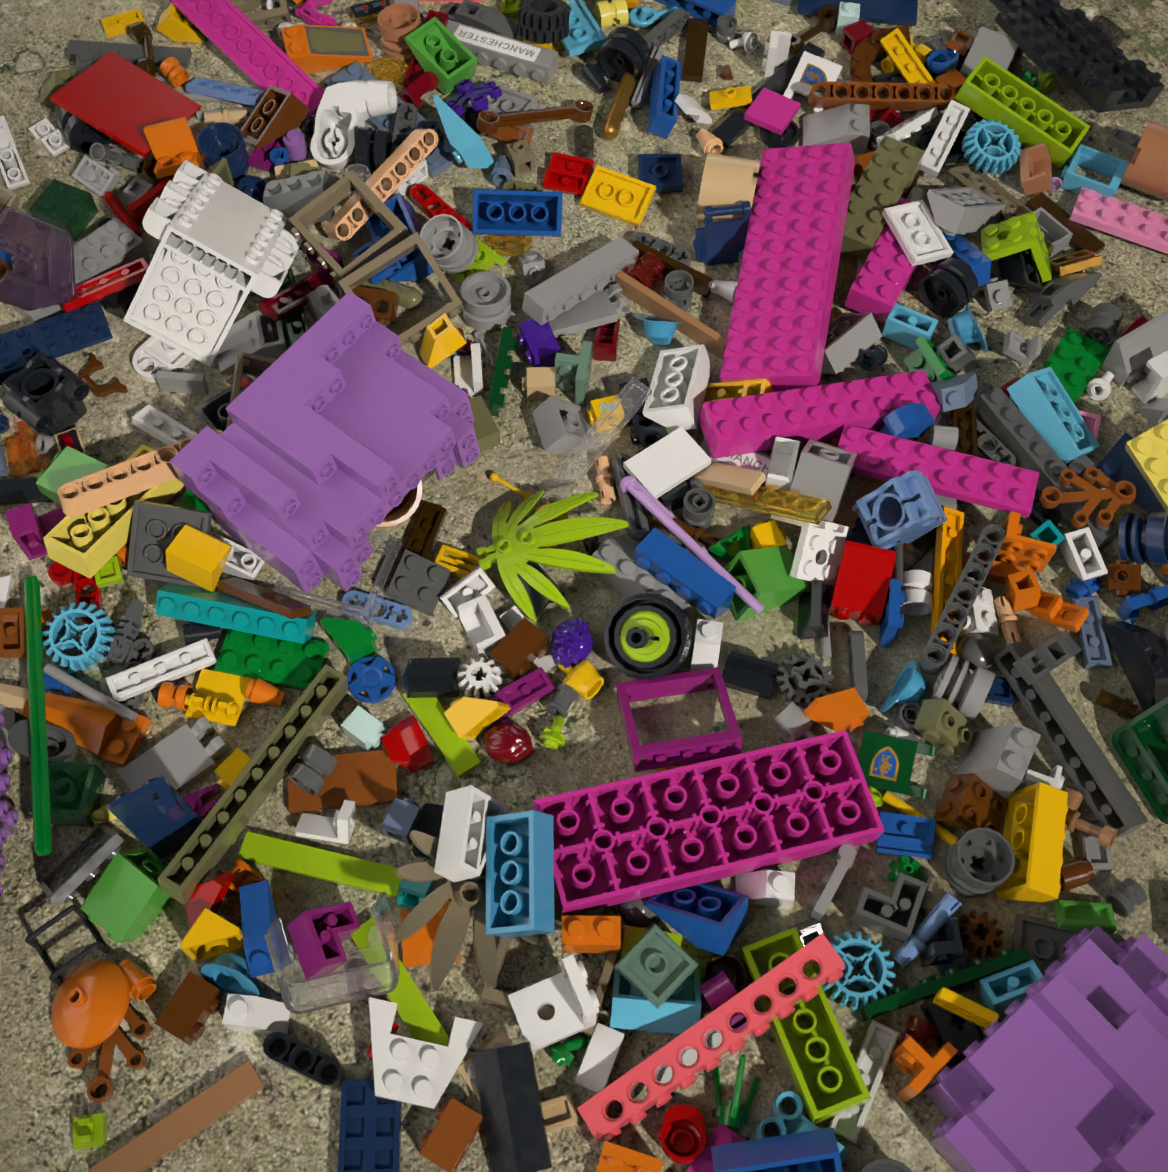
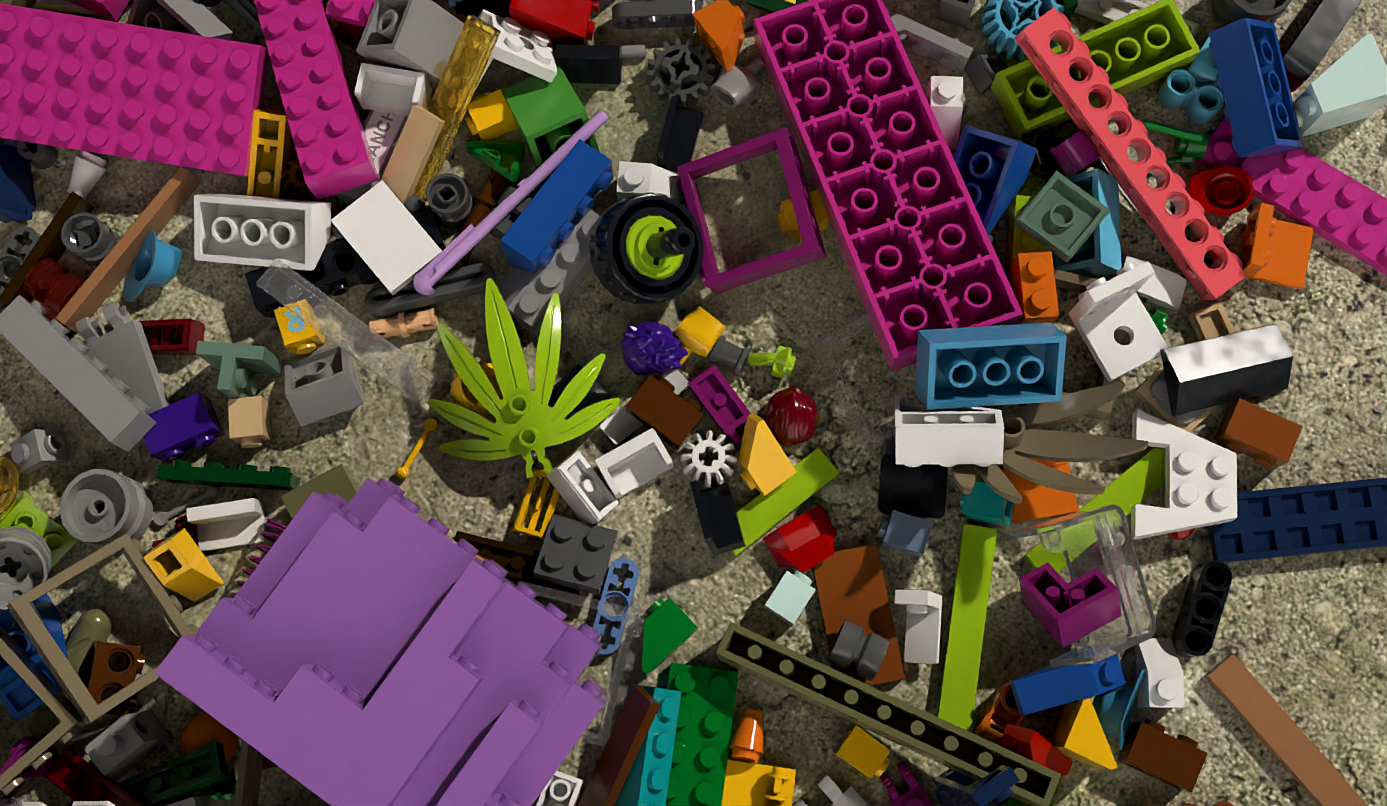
camera: 90 degrees left, 15 degrees up
(371, 679) = (715, 600): blue wheel -> none

